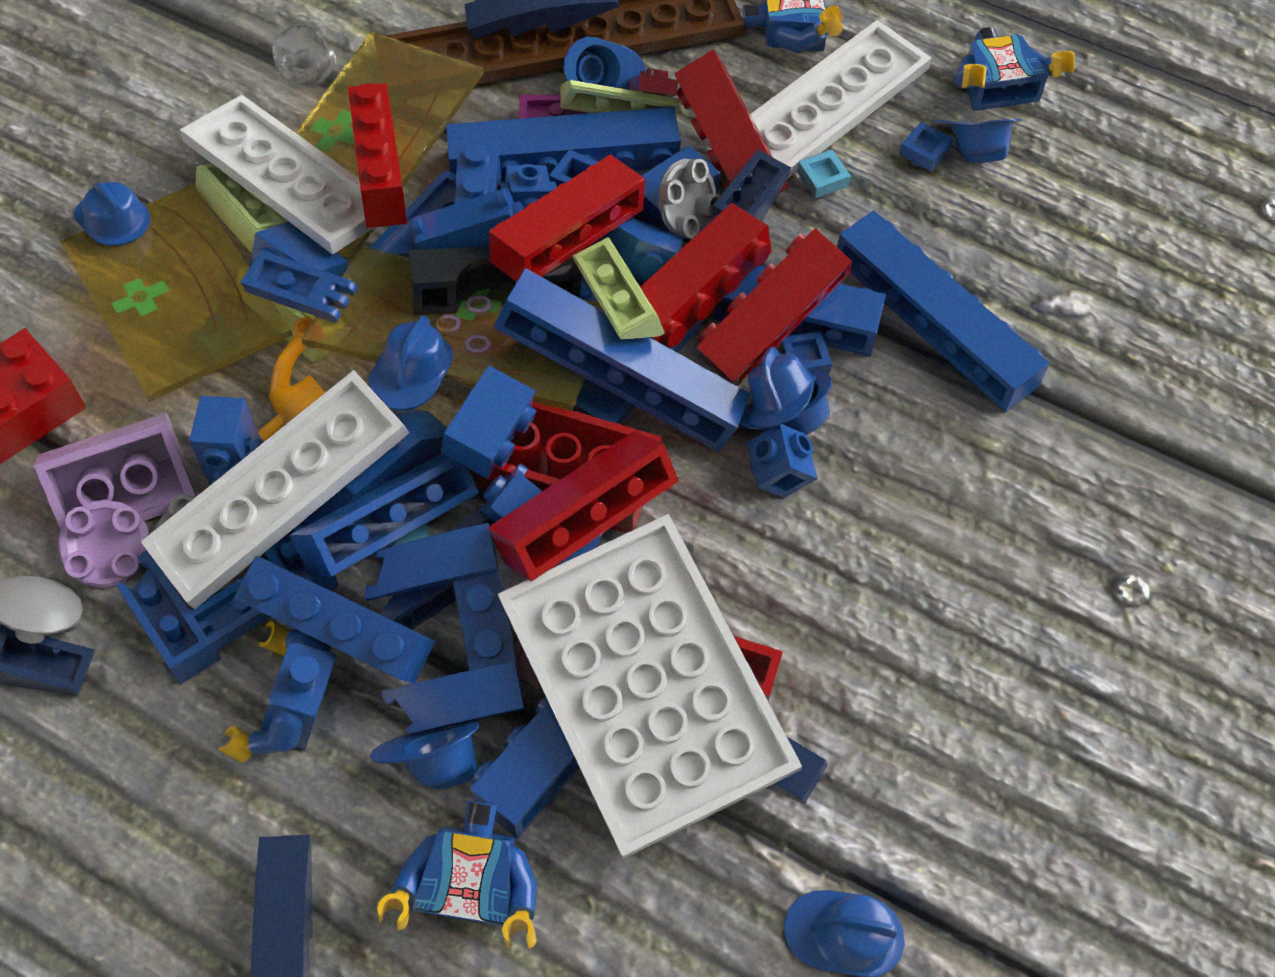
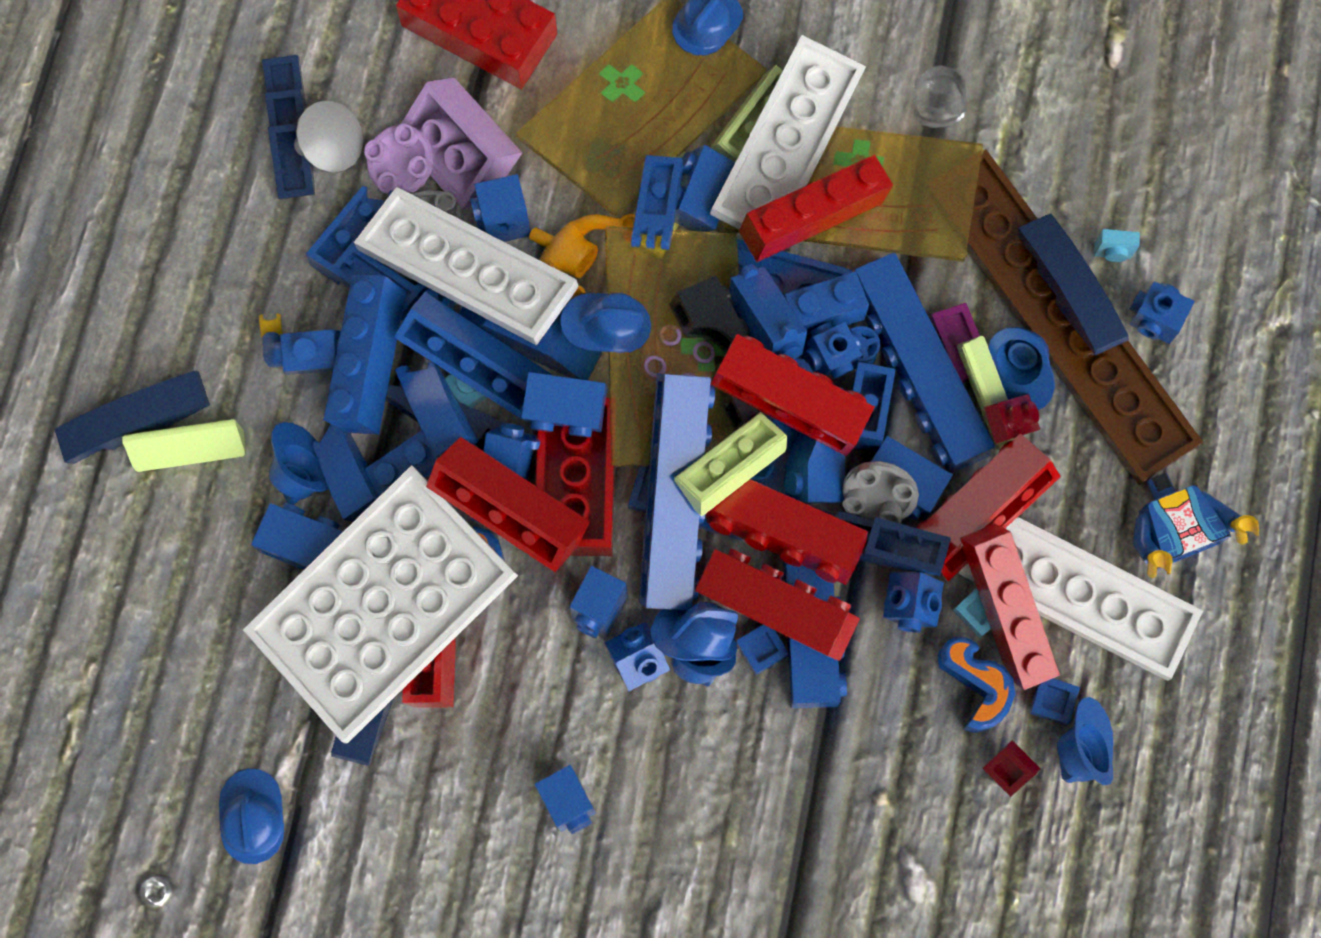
camera: 75 degrees right, 15 degrees up
(347, 888) = (185, 445): none -> yellowish green slope
(468, 877) = (207, 527): torso -> none
(715, 472) = (598, 603): none -> blue brick
(789, 208) = (913, 600): none -> blue brick
(835, 132) = (1009, 605): none -> brick
(895, 185) = (983, 677): none -> blue animal
(923, 562) = (566, 800): none -> blue brick
(943, 311) = (854, 757): blue brick -> none
(982, 193) = (1011, 768): none -> dark red plate
(1007, 70) = (1184, 755): torso -> none

